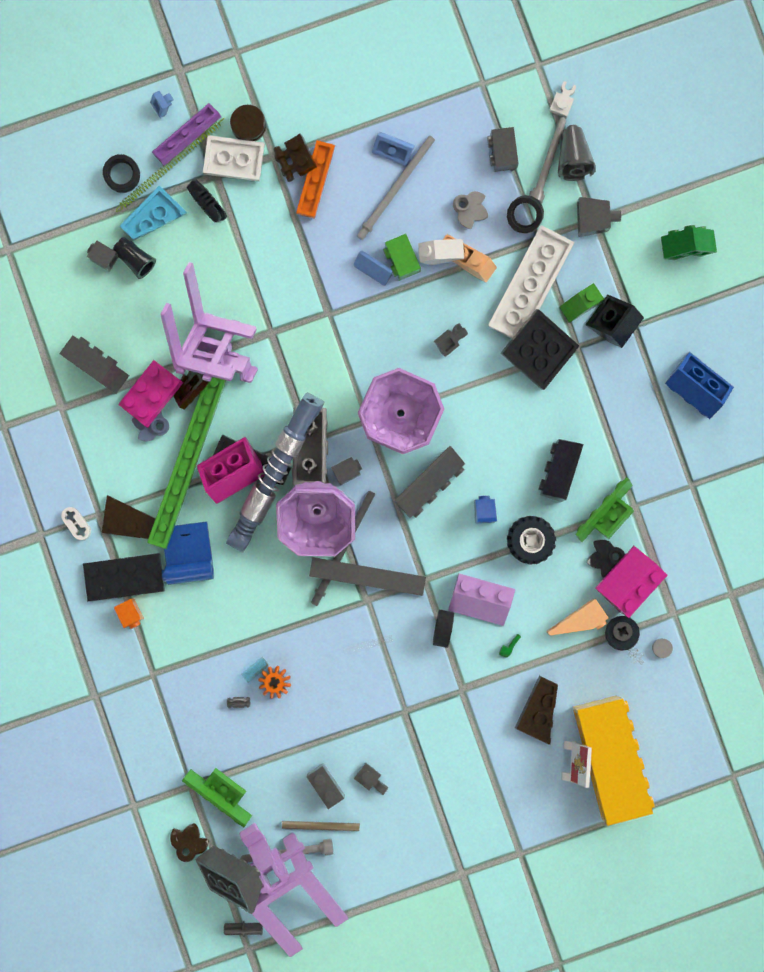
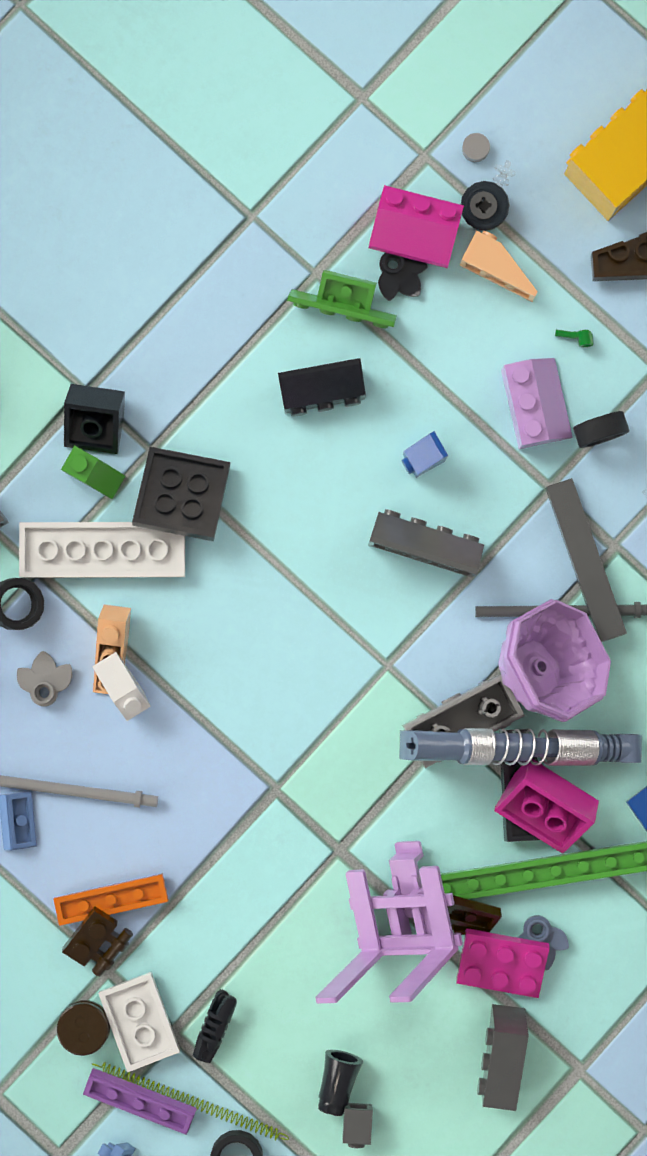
camera: 115 degrees left, 0 degrees up
(152, 213) = (268, 1089): medium azure wing -> none
(347, 470) = (466, 657): dark grey brick -> none
(373, 268) = (188, 763): medium blue slope -> none
(402, 257) = (154, 732): bright green brick -> none
(404, 392) = (387, 623): lavender rock -> none
(449, 340) = (230, 615): dark grey plate -> none
(531, 540) = (429, 378): black wheel -> none
(699, 385) = (121, 269): blue slope -> none

